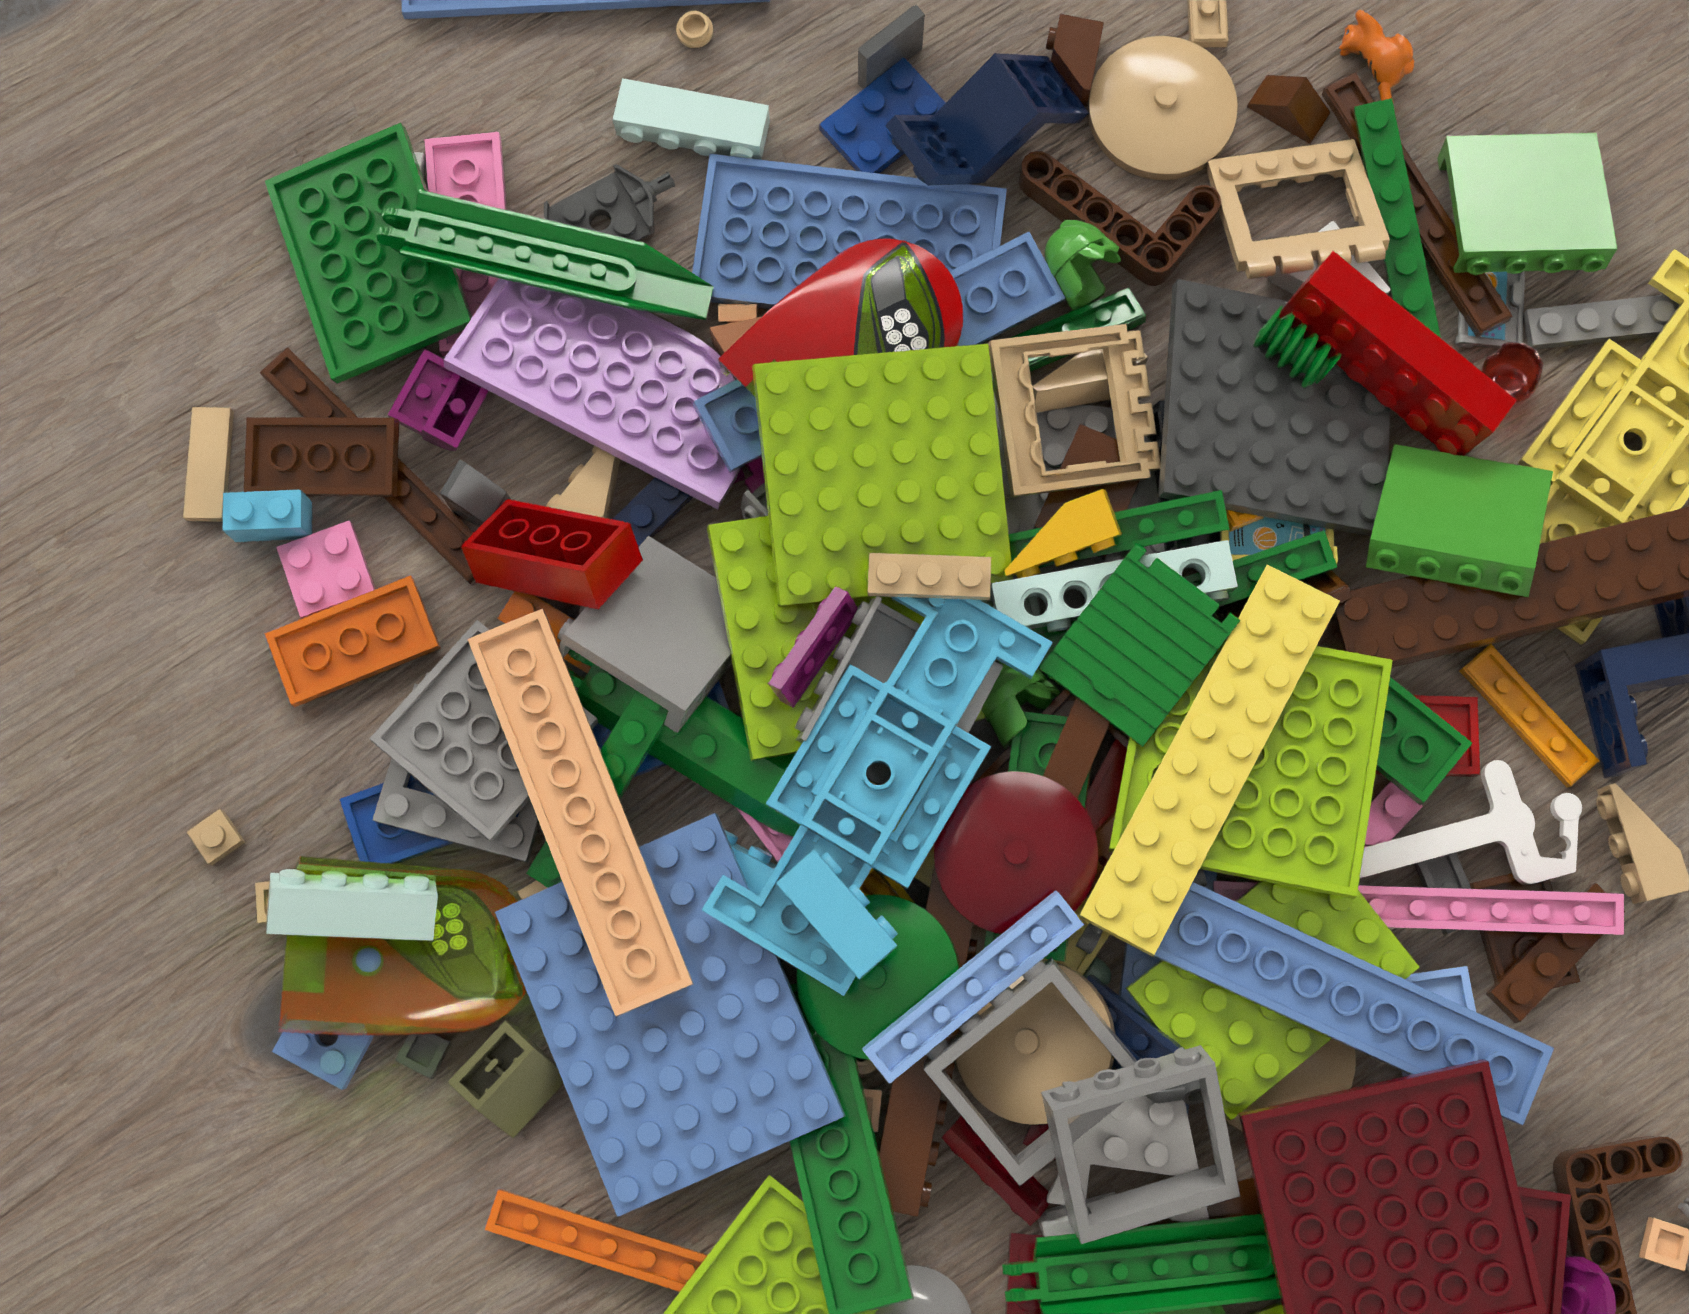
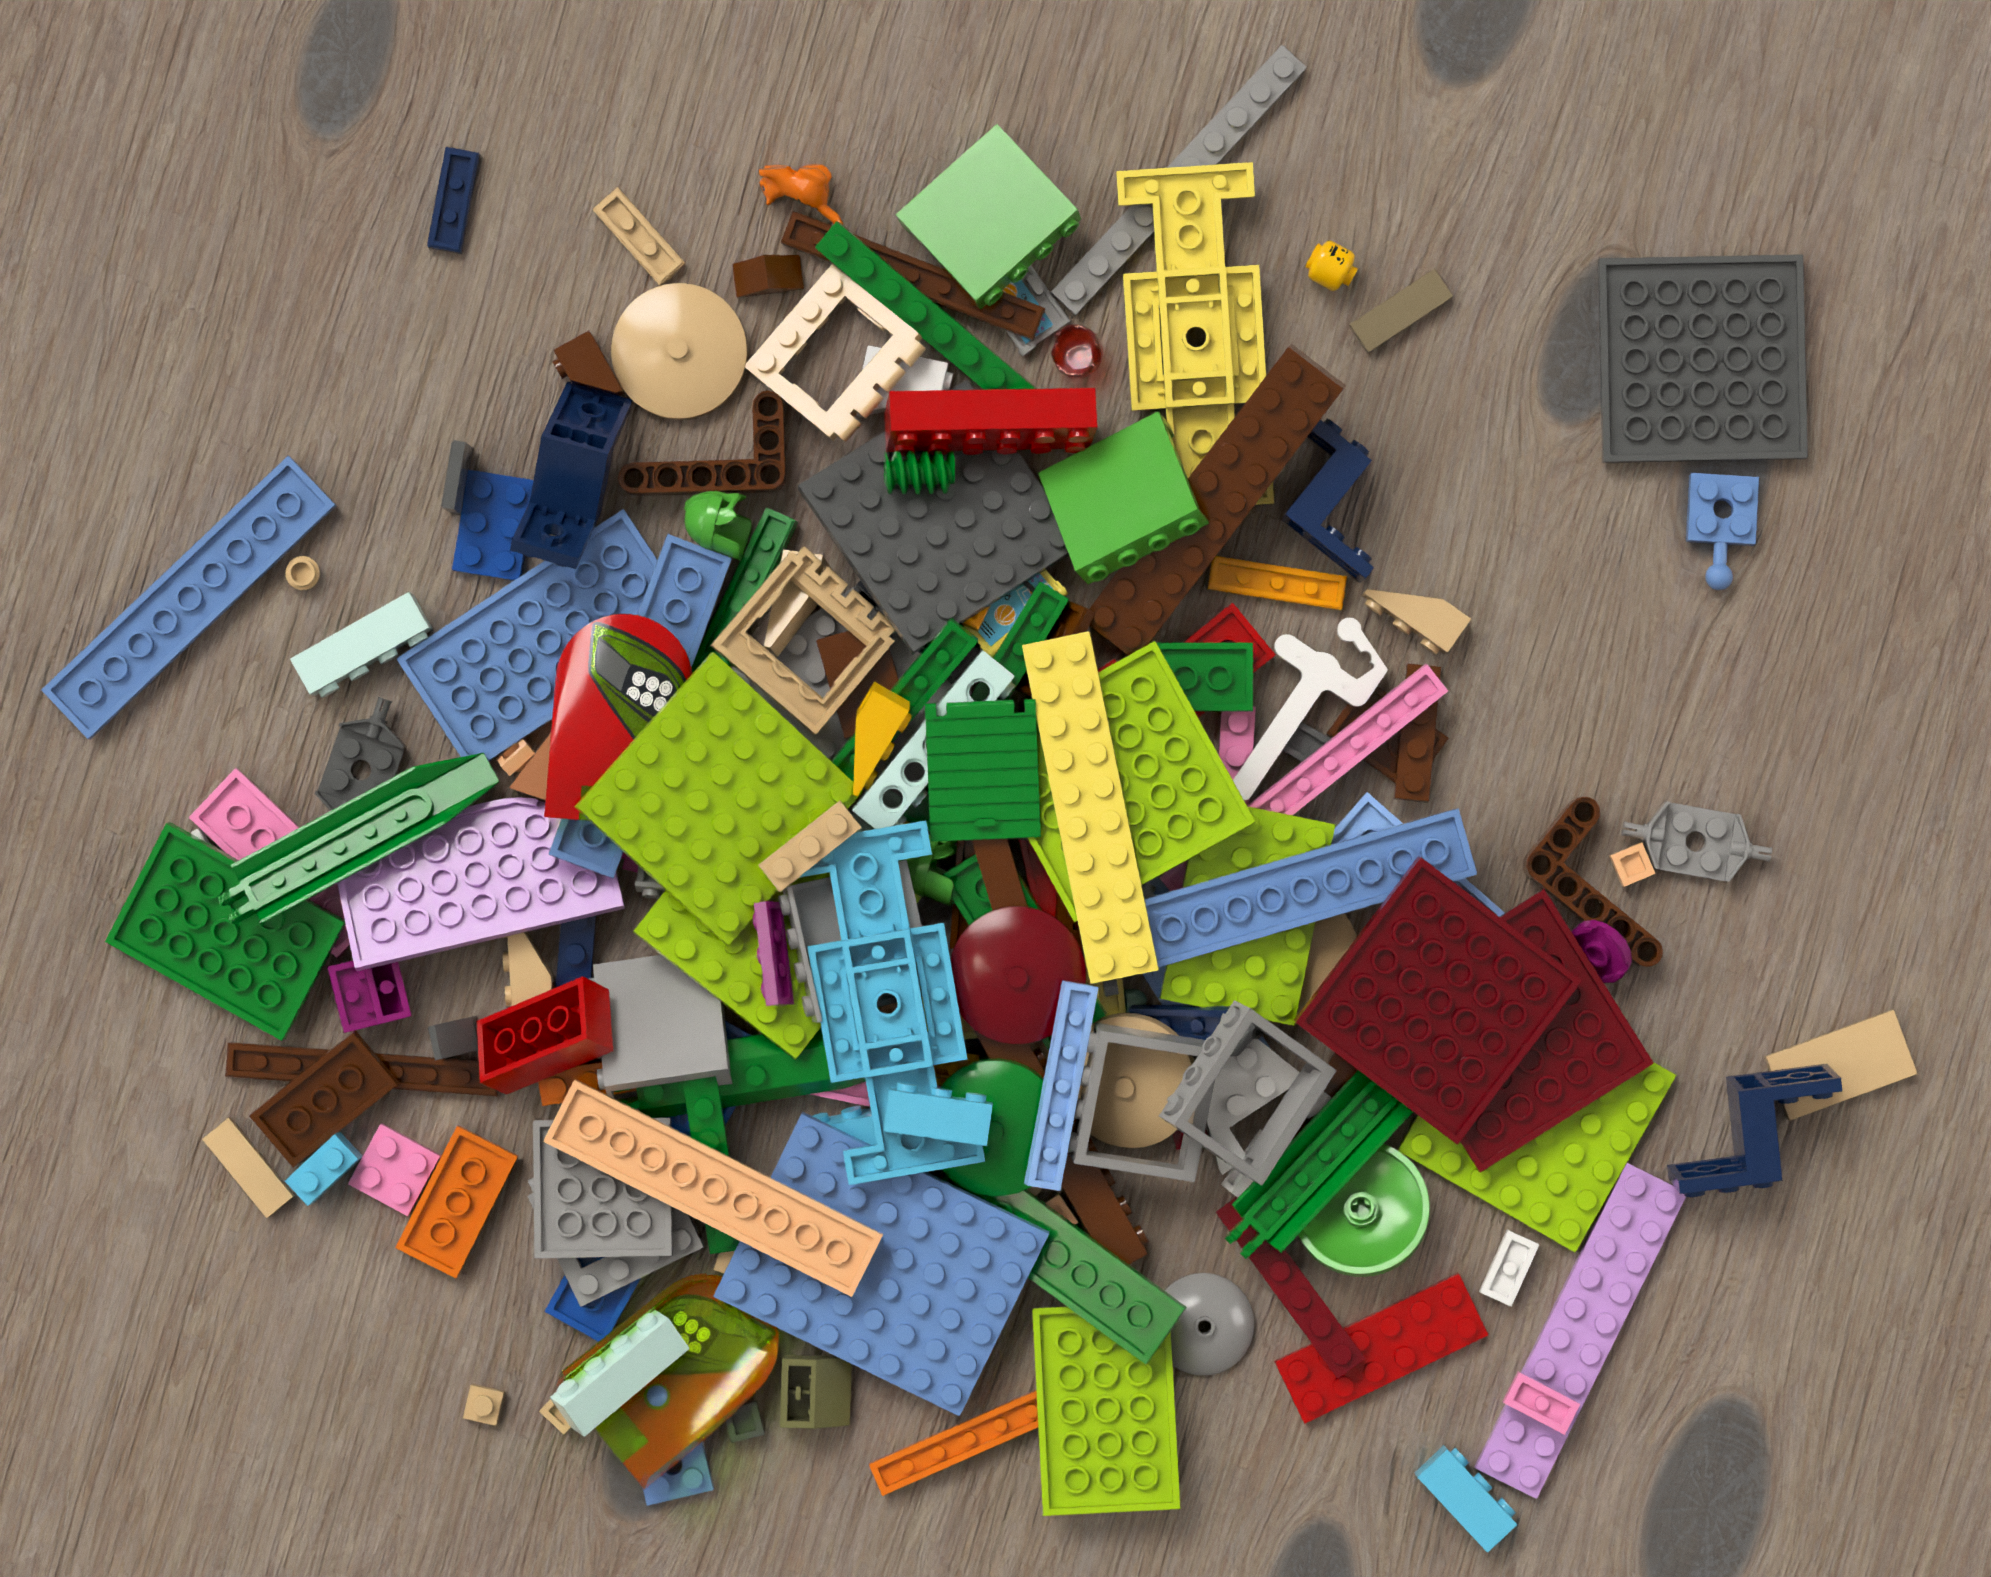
camera: 40 degrees left, 10 degrees up
(1026, 1200) = (1207, 1184): dark red plate -> none

